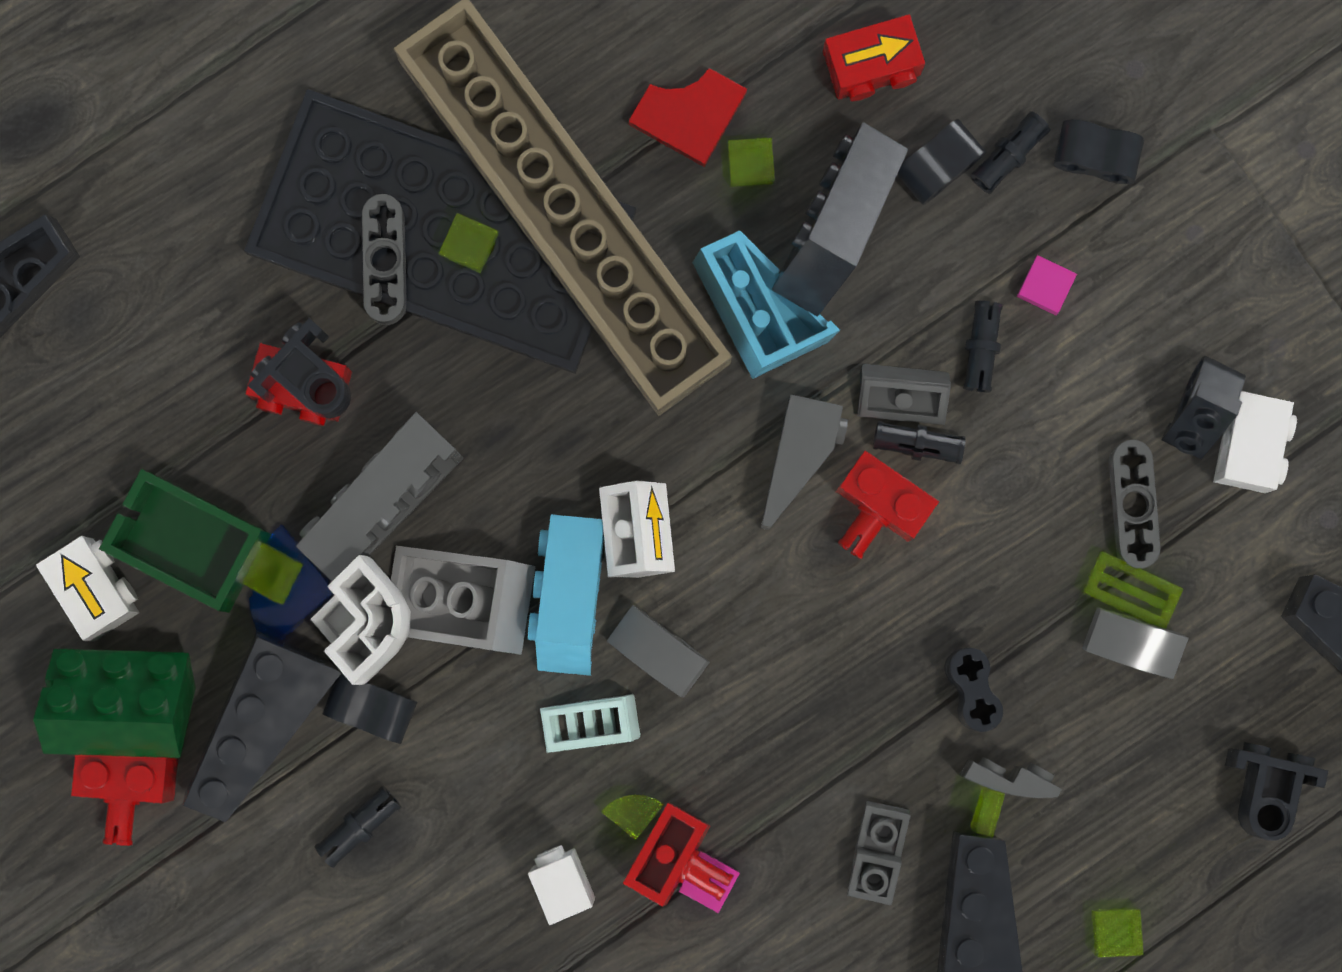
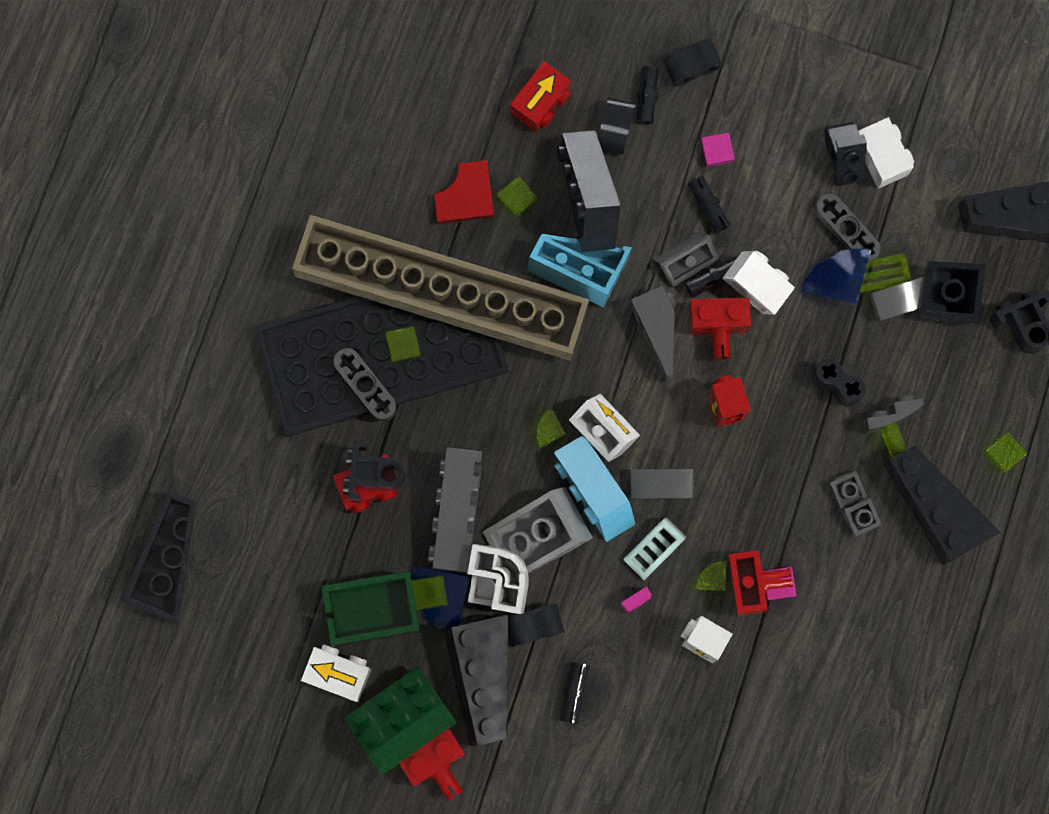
camera: 40 degrees left, 5 degrees down
(516, 771) = (636, 600): none -> dark pink tile
(571, 480) = (549, 429): none -> clear neon green tile
(815, 610) = (728, 401): none -> red brick
(968, 490) = (759, 282): none -> white brick
(1077, 557) = (839, 276): none -> clear blue brick
(1205, 684) = (953, 292): none -> black slope

